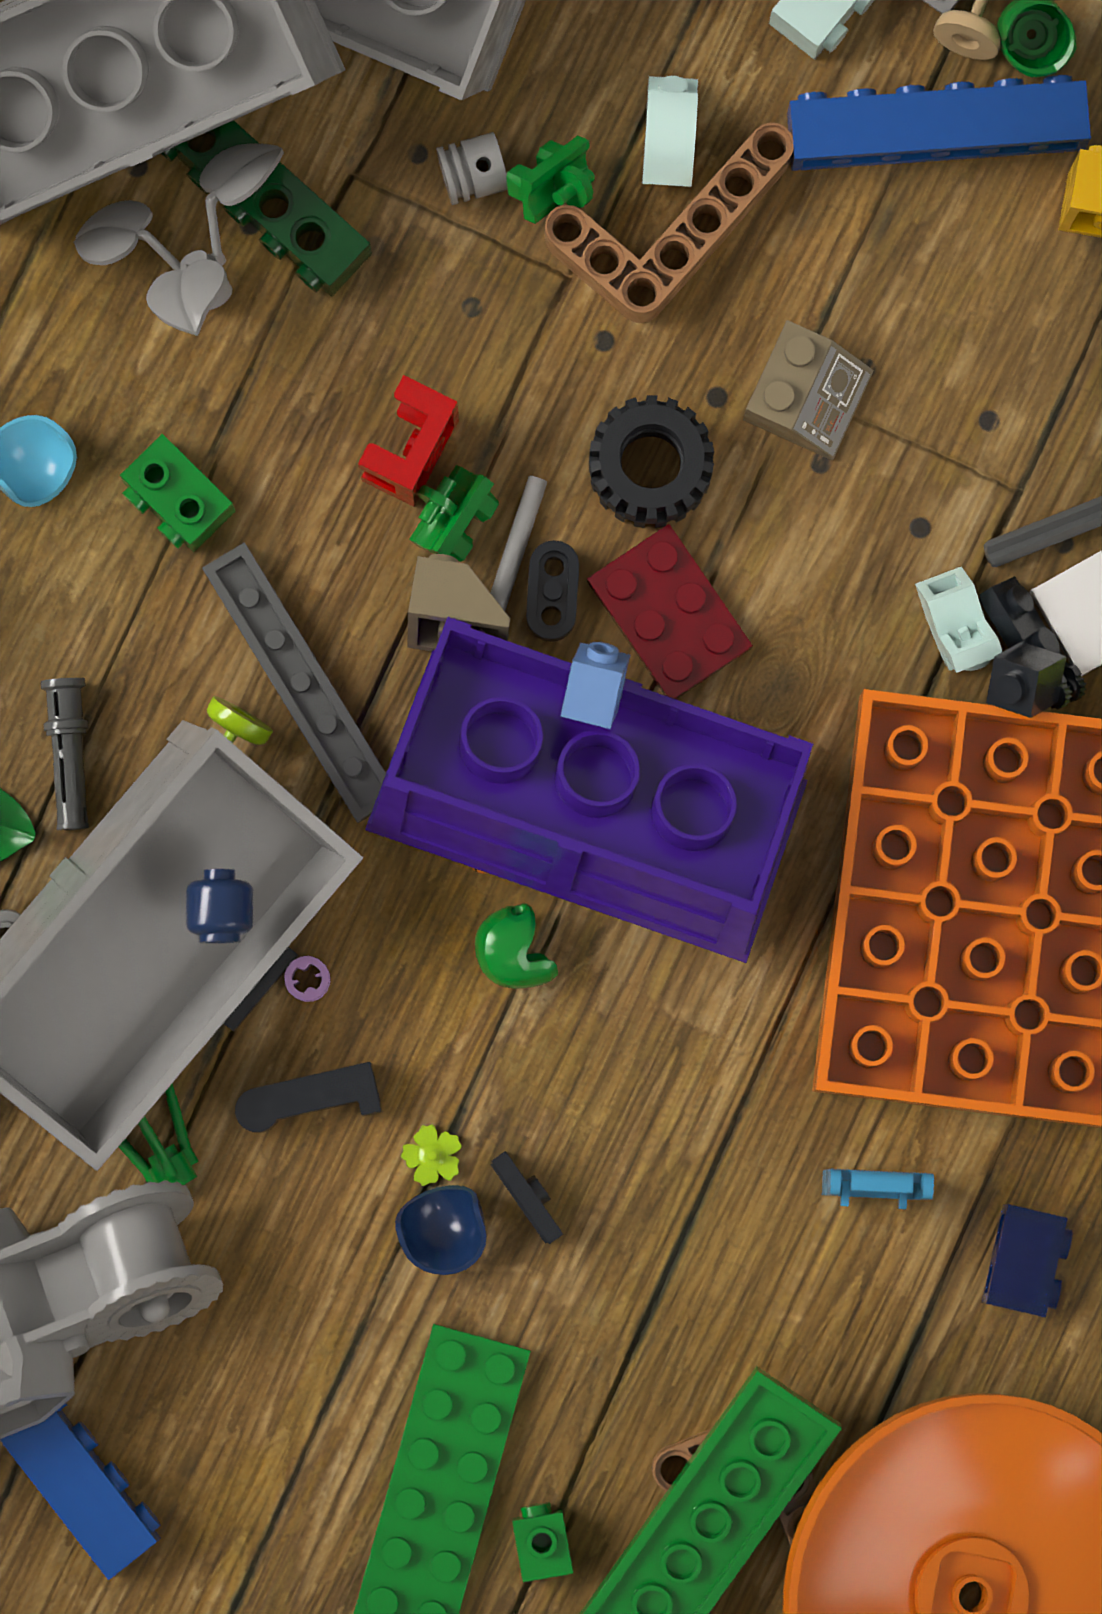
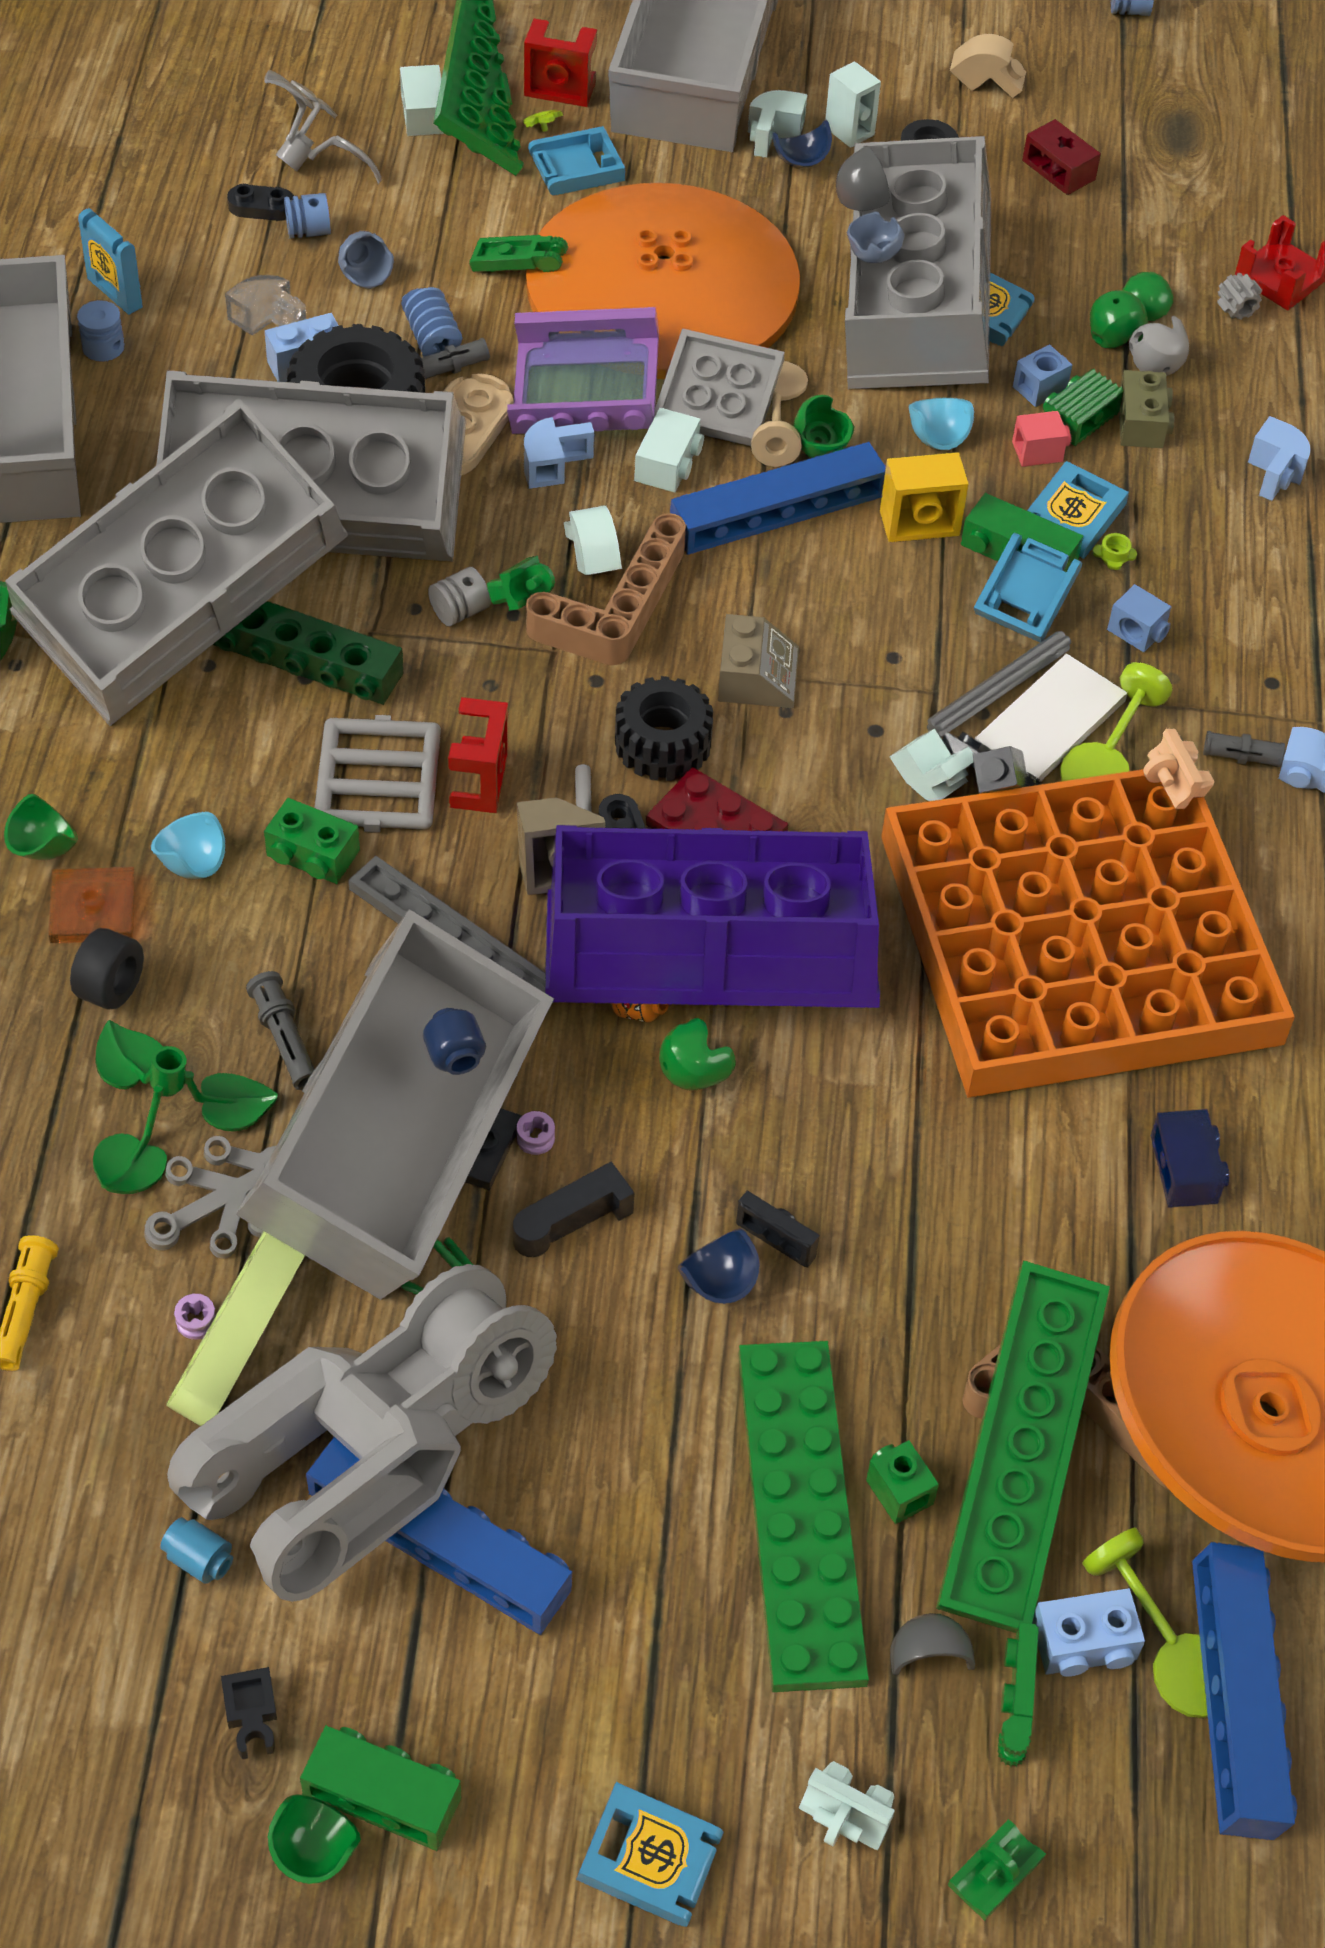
camera: 20 degrees left, 30 degrees down
(199, 281) = (278, 690): light grey plant -> none
(243, 363) = (383, 726): none -> light grey bar
(432, 1155) = (687, 1230): lime plant -> none
(451, 510) = (526, 785): green hips -> none
(595, 684) = (689, 823): medium blue brick -> none
(877, 1185) = (1062, 1111): dark azure container -> none

